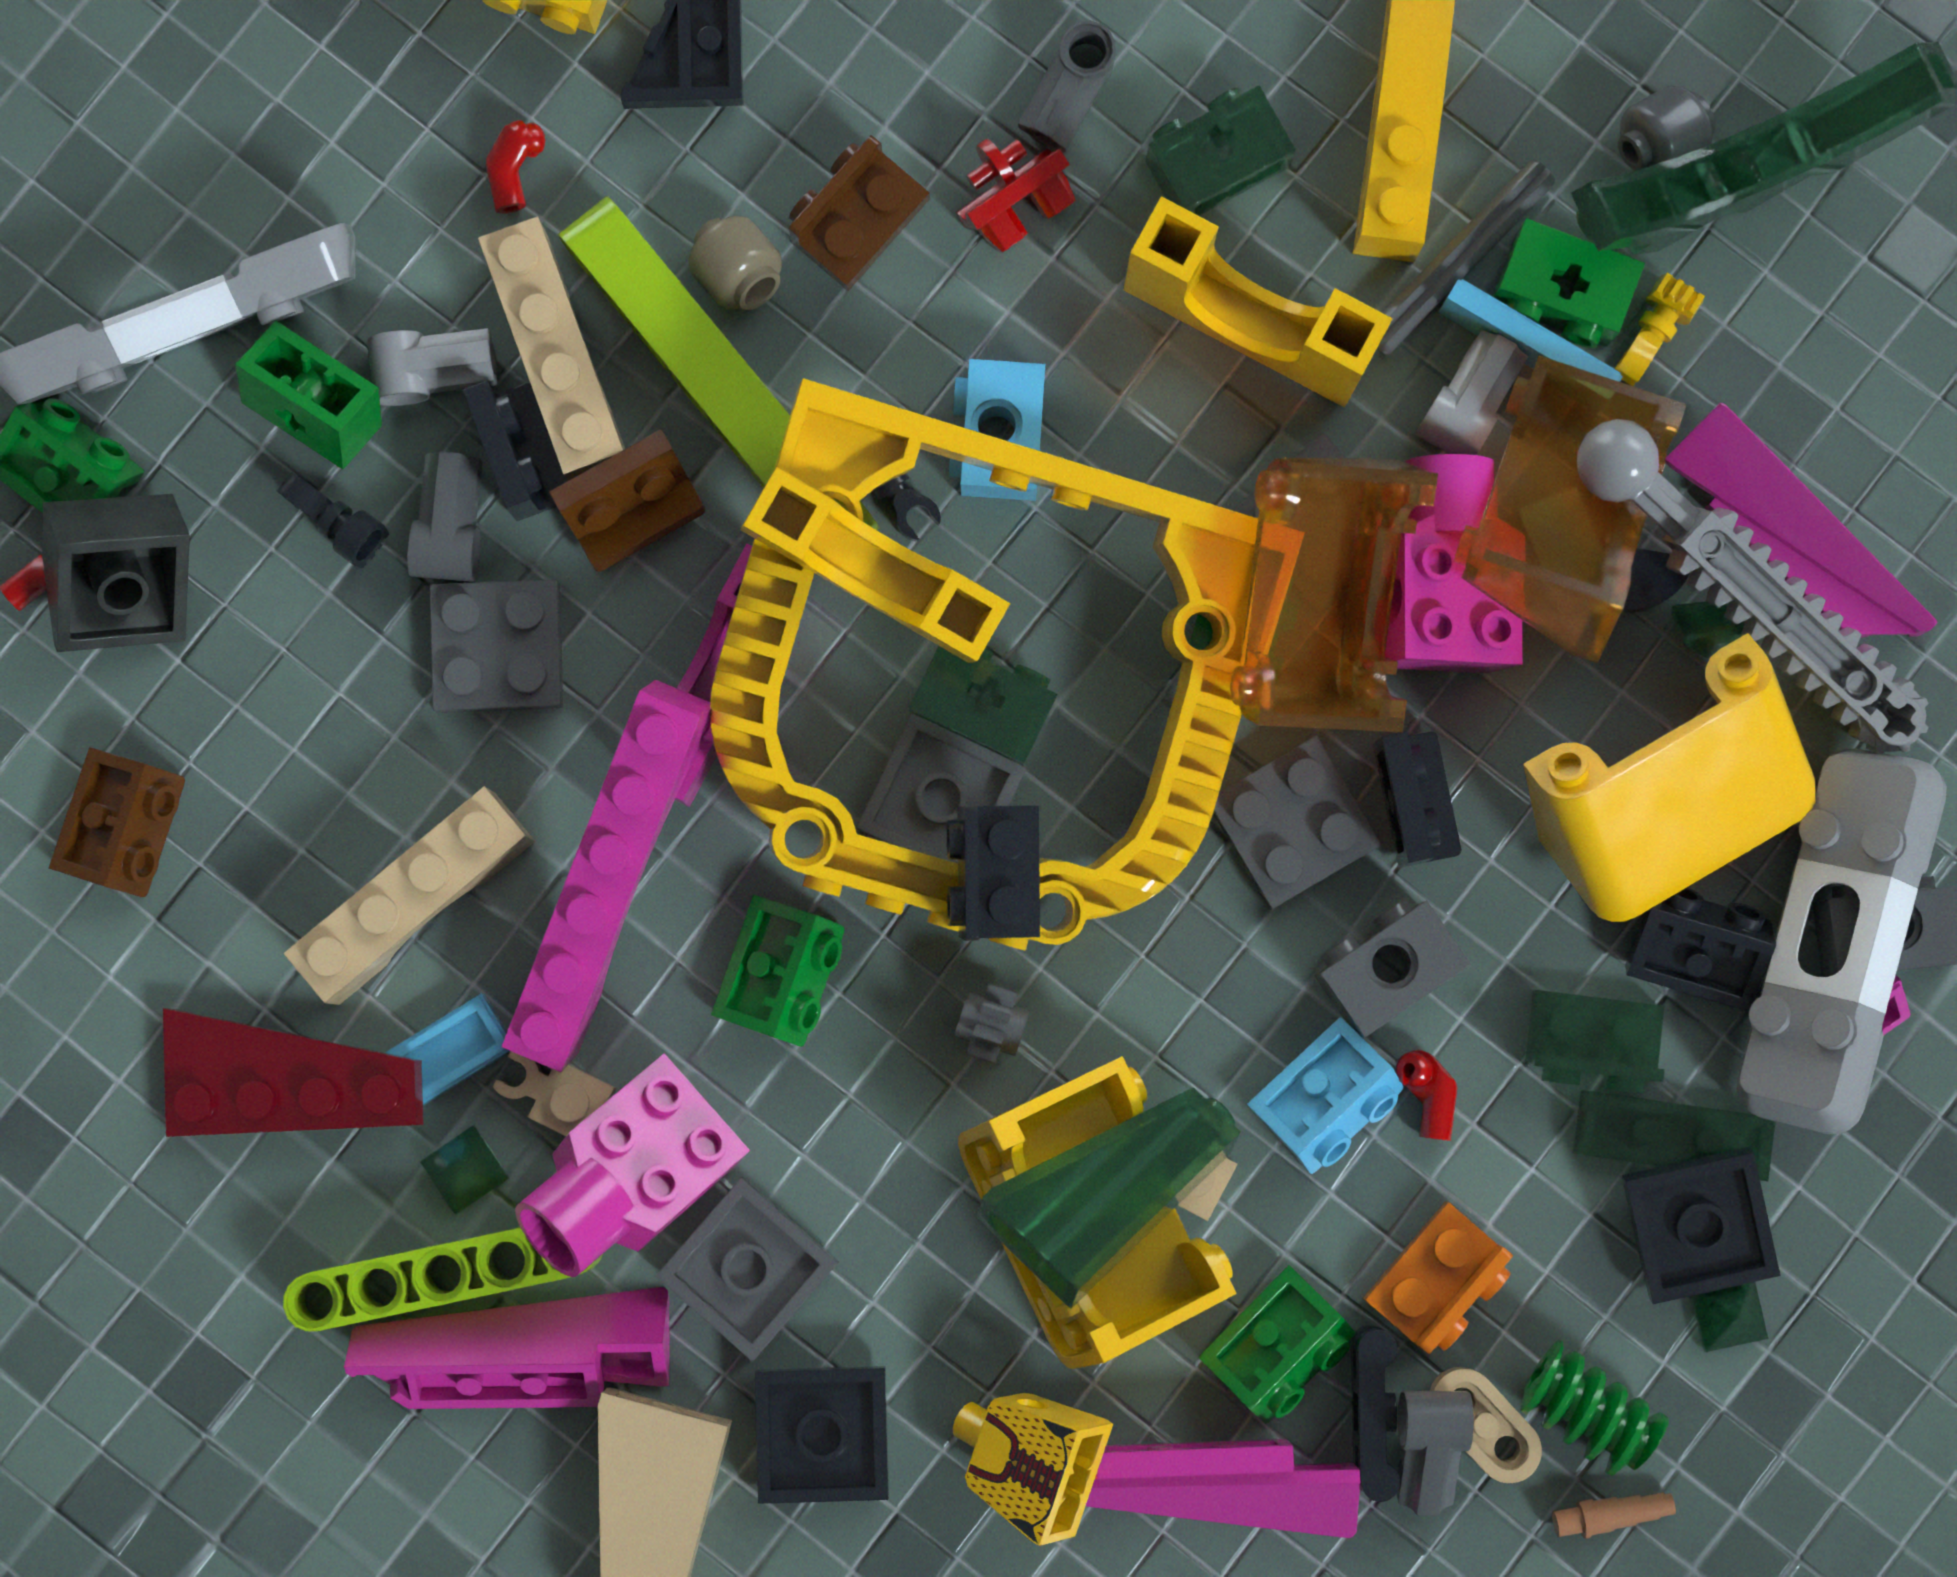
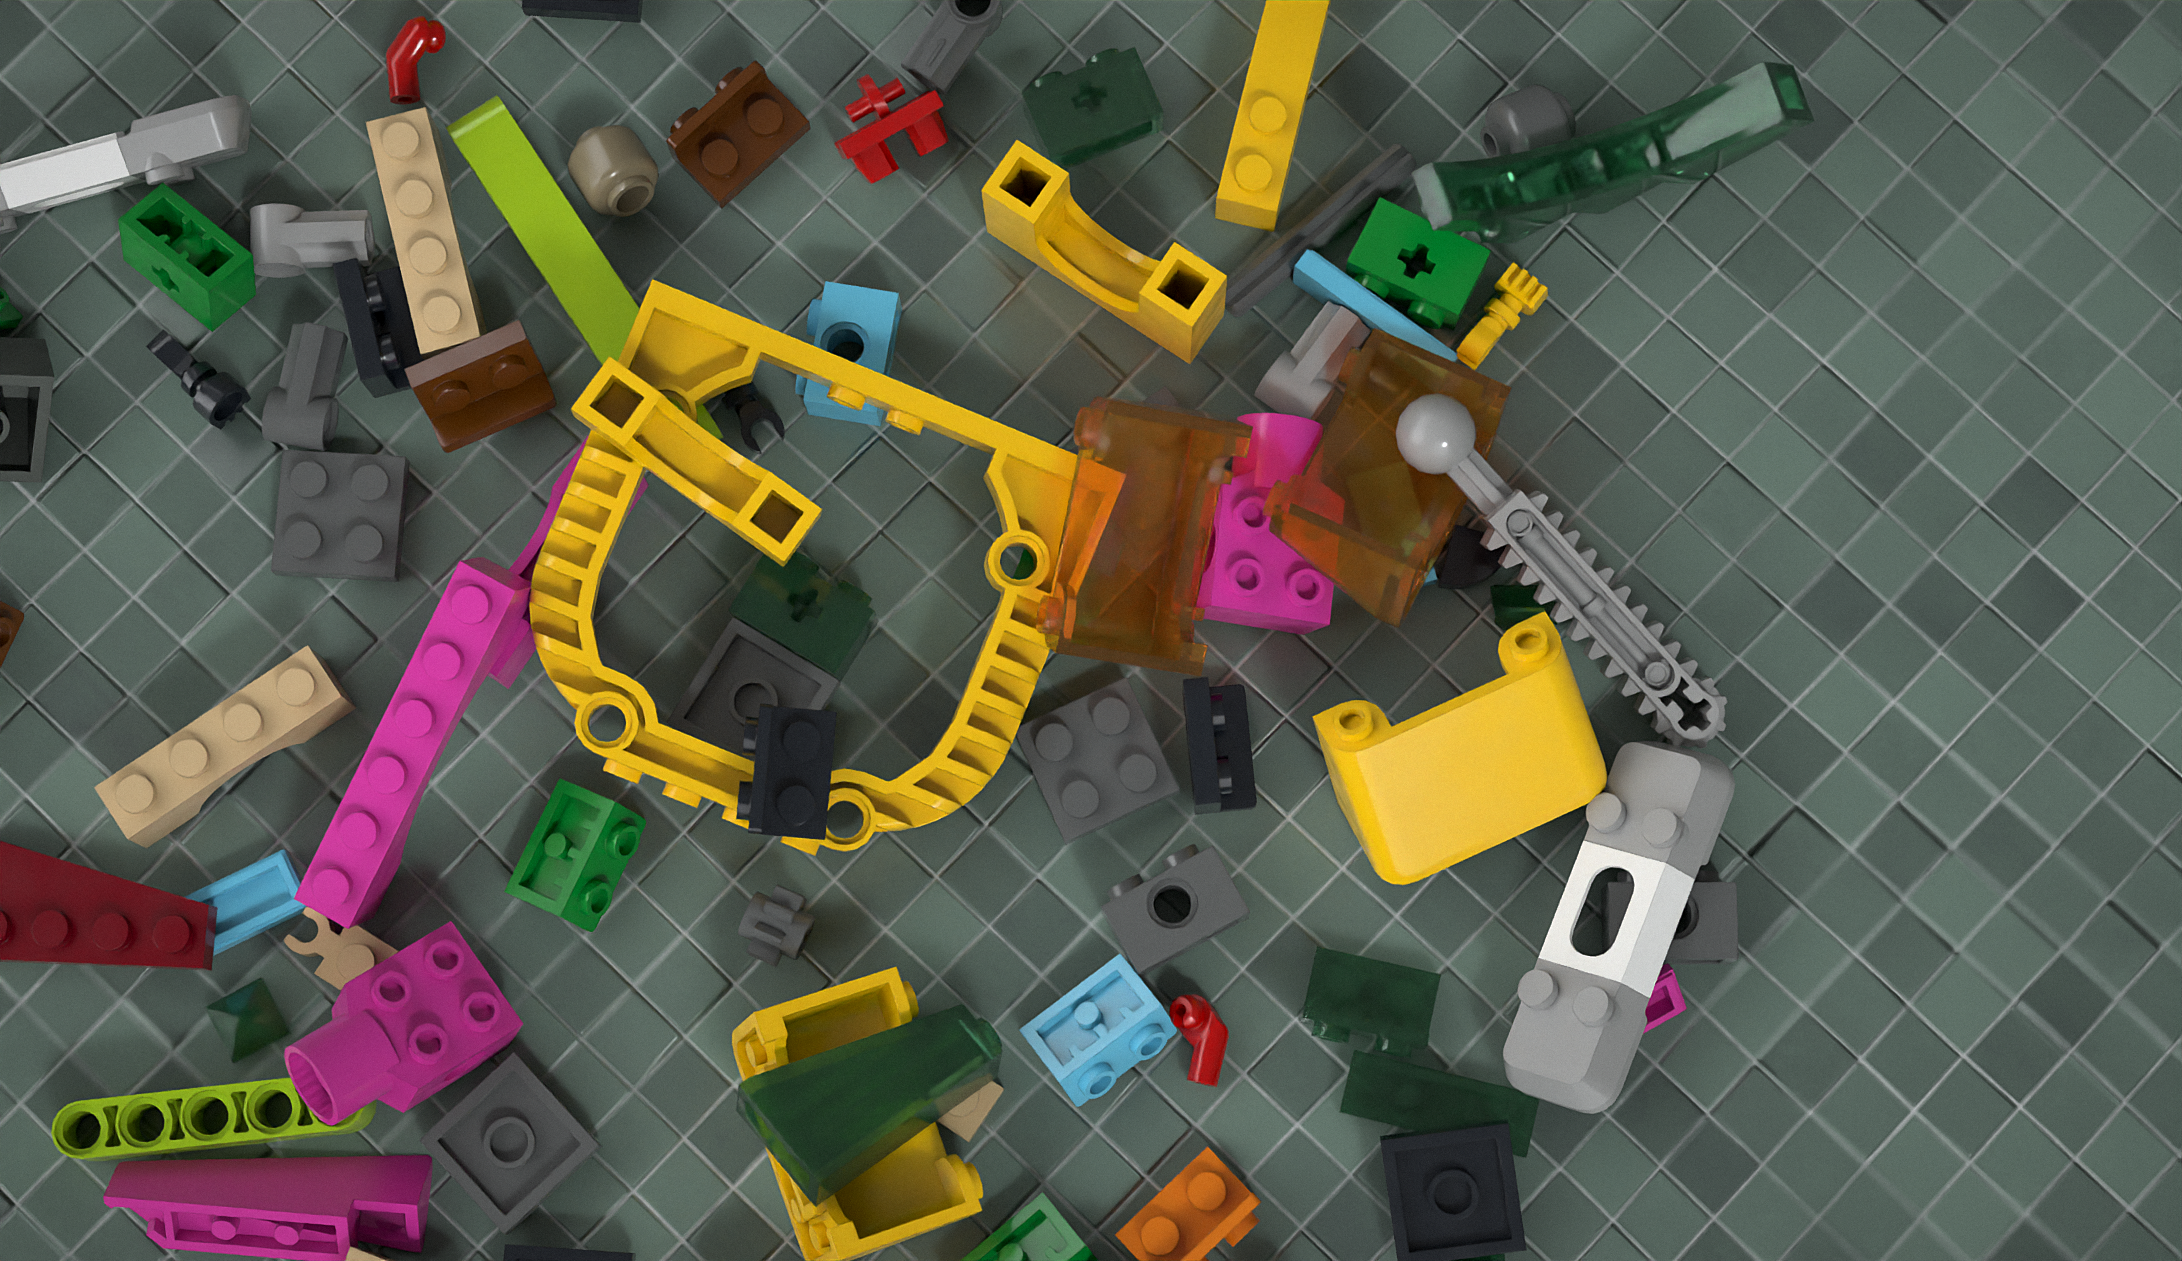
camera: 10 degrees right, 5 degrees down
(1703, 949) = (1483, 920): black bracket -> none
(1785, 515) = (1614, 522): dark pink wedge -> none

